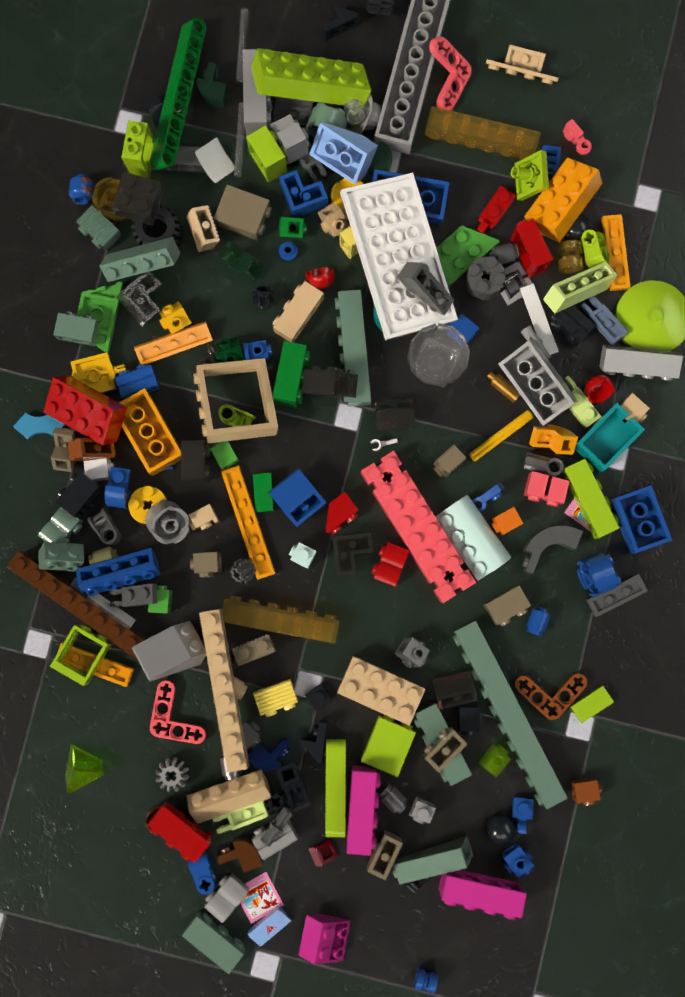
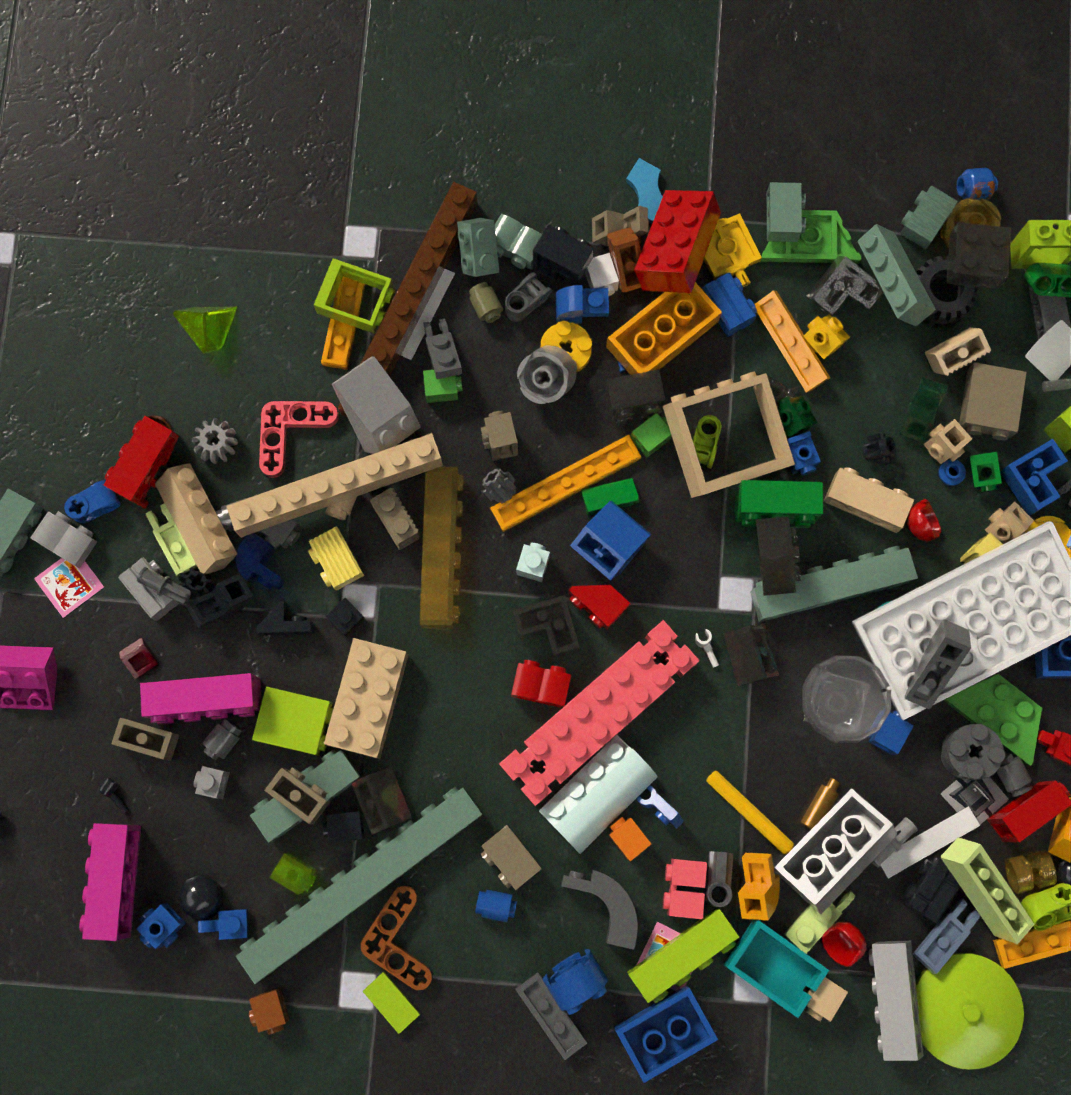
camera: 80 degrees right, 5 degrees down
(117, 572) = (469, 323): blue brick -> none
(203, 518) = (561, 422): tan brick -> none
(244, 850) = (126, 552): reddish brown brick -> none
(267, 249) = (947, 441): none -> tan brick
(269, 926) = (33, 602): light blue slope -> none
(335, 787) = (227, 659): lime beam -> none
(412, 652) = (424, 734): dark grey brick -> none
(434, 861) = (145, 809): sand green slope -> none
(449, 461) = (698, 740): dark tan brick -> none

